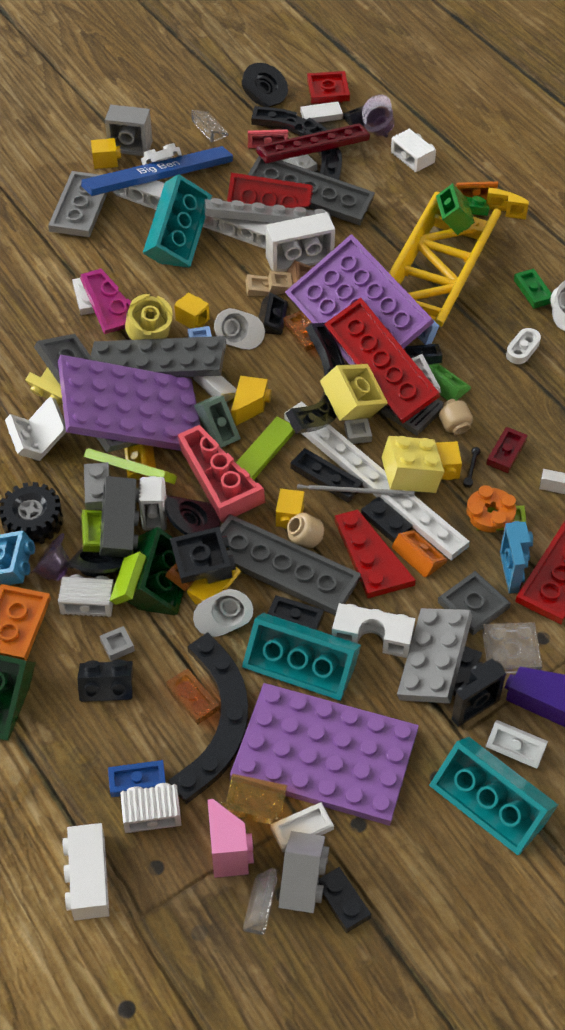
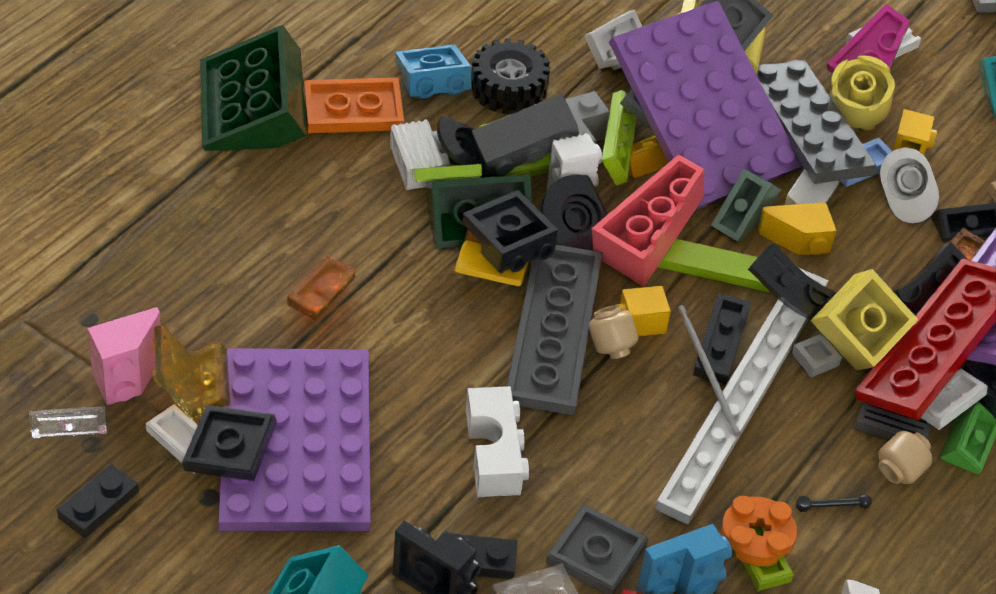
camera: 65 degrees right, 5 degrees down
(53, 561) = (442, 103): piece -> none
(86, 872) = (57, 253): white brick -> none
(105, 680) = (311, 203): black bracket -> none
(117, 643) = (365, 200): light grey plate -> none
(135, 775) = (191, 266): blue plate -> none
(150, 808) = (155, 283): white brick -> none
(223, 613) = (449, 281): white piece -> none
(232, 723) = (325, 332): black plate -> none
(296, 612) = (482, 357): black plate -> none
(301, 656) = (423, 376): teal slope -> none
(303, 863) = (113, 432): light grey brick -> none
(329, 792) = (229, 443): none -> black tile
(371, 556) = (611, 422): red wing -> none
(385, 519) = (684, 422): black plate -> none
(412, 464) = (781, 416): light yellow brick -> none
(418, 553) = (651, 470): orange slope -> none
(435, 655) = (489, 514): light grey plate -> none
(450, 459) = (820, 463): yellow brick -> none
(507, 449) = (883, 533): dark red plate -> none

